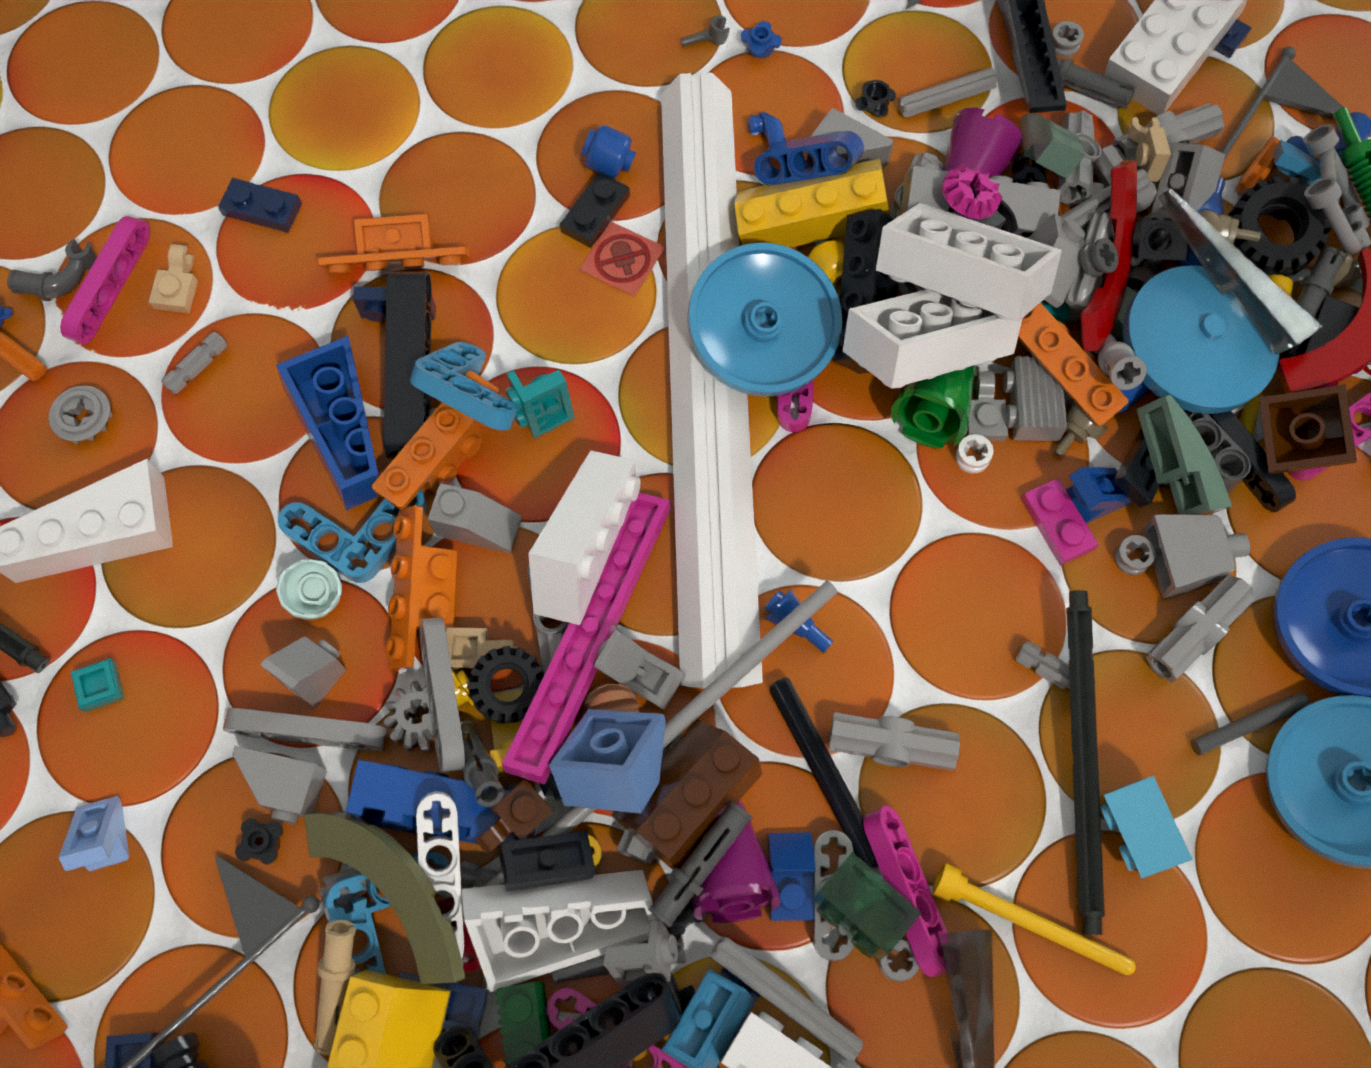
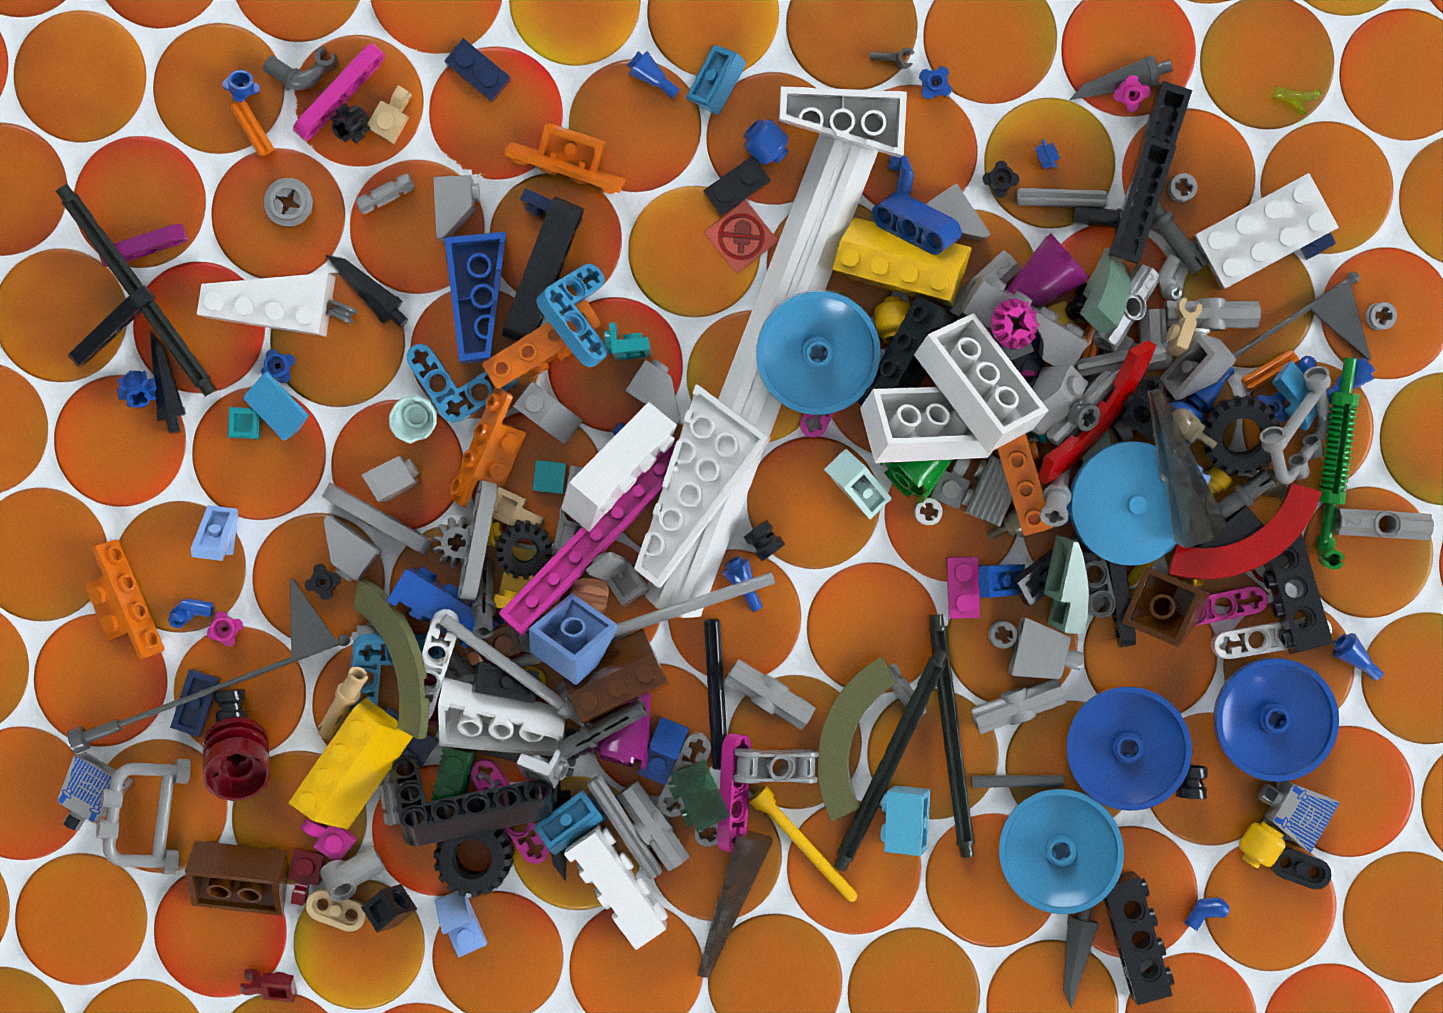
camera: 25 degrees right, 20 degrees up
(85, 956) = (187, 610): none -> blue arm
(112, 592) = (285, 361): none -> blue plate
(128, 302) = (350, 123): none -> black gear
(131, 645) = (276, 406): none -> dark azure slope
(131, 958) = (216, 632): none -> dark pink plate
(182, 505) = (342, 312): none -> dark grey bush
(219, 476) = (379, 299): none -> black bar
(277, 335) = (453, 203): none -> light grey slope
(448, 135) = (648, 71): none -> blue cone
(506, 595) = (549, 476): none -> teal tile
(528, 120) = (716, 79): none -> dark azure slope
(588, 432) = (656, 387): none -> light grey slope
(638, 862) = (563, 705): none -> light grey bar
(683, 76) = (855, 116): none -> white wedge
(689, 506) = (702, 473): none -> white wing
(799, 560) = (764, 540): none -> black wheel
(824, 982) = (653, 825): none -> light grey piece
(878, 451) = (858, 483): none -> light aqua slope
(912, 56) = (1047, 154): none -> blue plate
(924, 833) = (757, 765): none -> light grey piece
(995, 94) = (1096, 216): none -> black piece
(1003, 755) = (839, 733): none -> olive tile
(1103, 127) = (1167, 282): none -> light grey arm
(1153, 717) = (952, 742): none -> pearl dark grey piece
(1335, 84) = (1388, 308): none -> light grey bush

